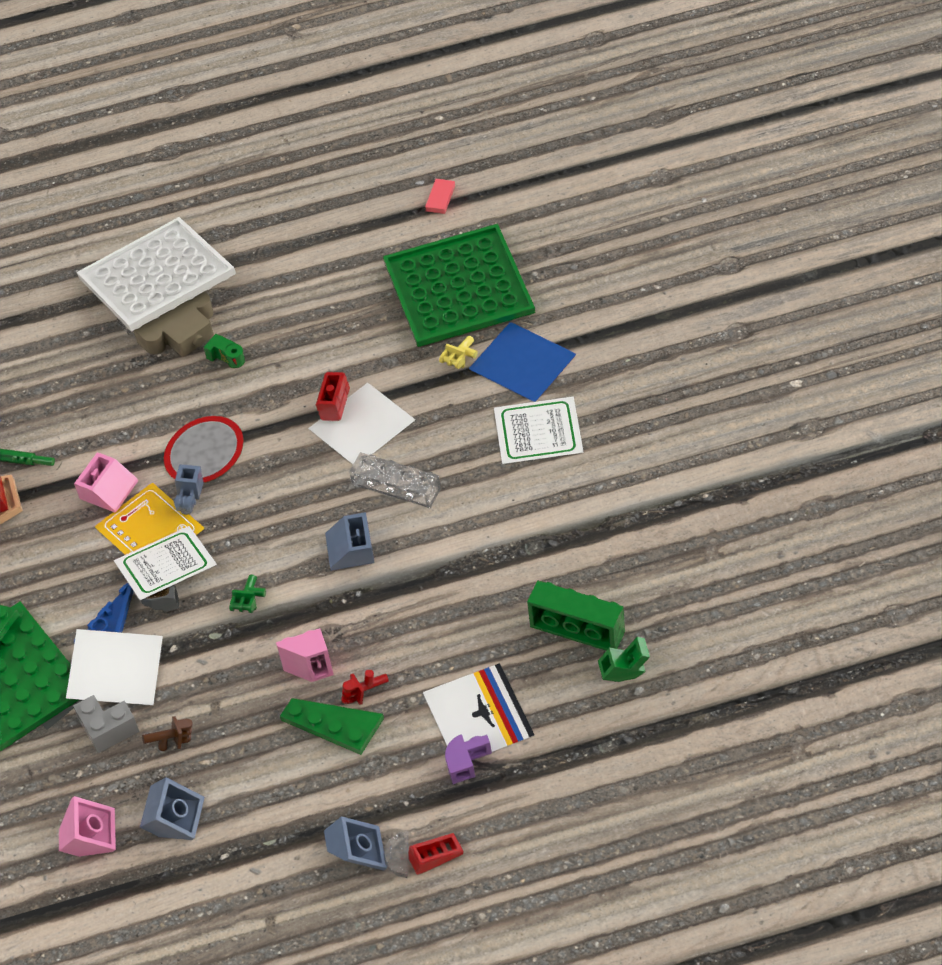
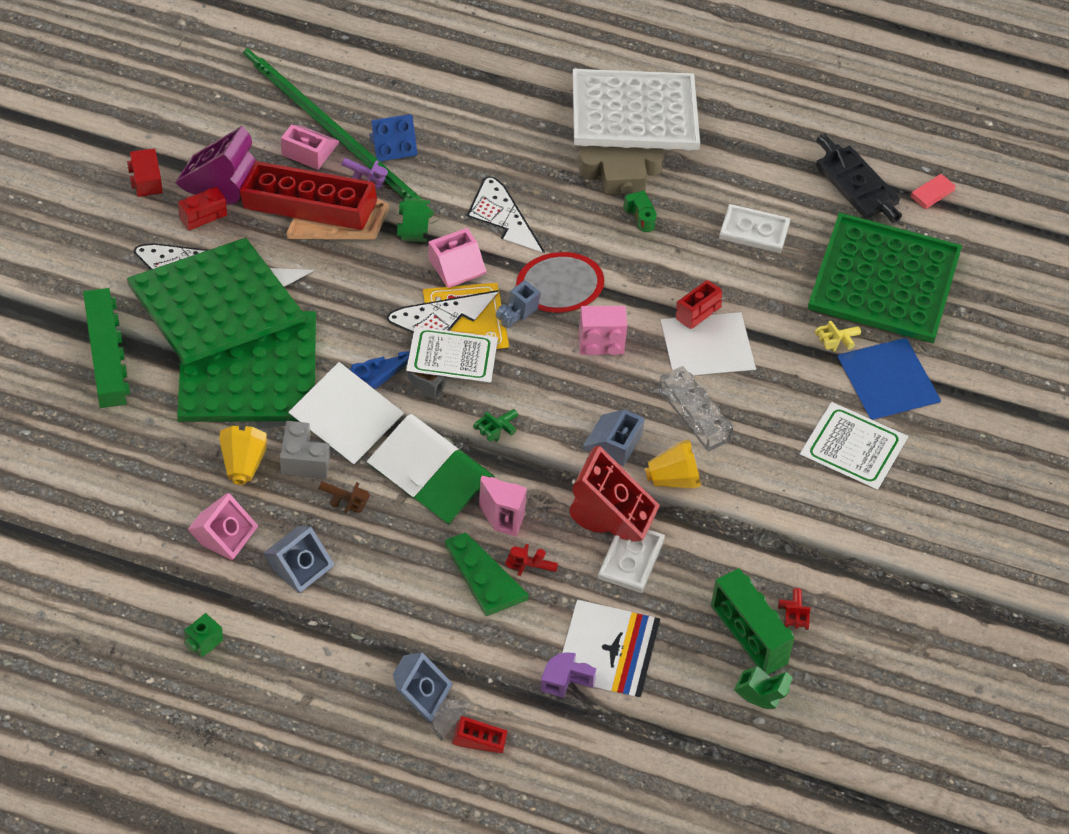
camera: 25 degrees right, 0 degrees up
(45, 473) = (414, 220): none -> green brick
(54, 757) = (242, 452): none -> yellow cone
(100, 423) = (496, 207): none -> white sticker
(125, 537) = (441, 313): none -> white sticker
(144, 928) = (203, 635): none -> green brick
(220, 667) = (429, 468): none -> door
(273, 465) = (602, 330): none -> bright pink brick
(325, 310) = (754, 228): none -> white tile
(376, 223) = (857, 180): none -> black plate
(391, 594) = (611, 499): none -> red brick
(418, 536) = (674, 467): none -> yellow cone
(438, 629) = (631, 562): none -> white tile
(602, 589) = (795, 613): none -> red arm

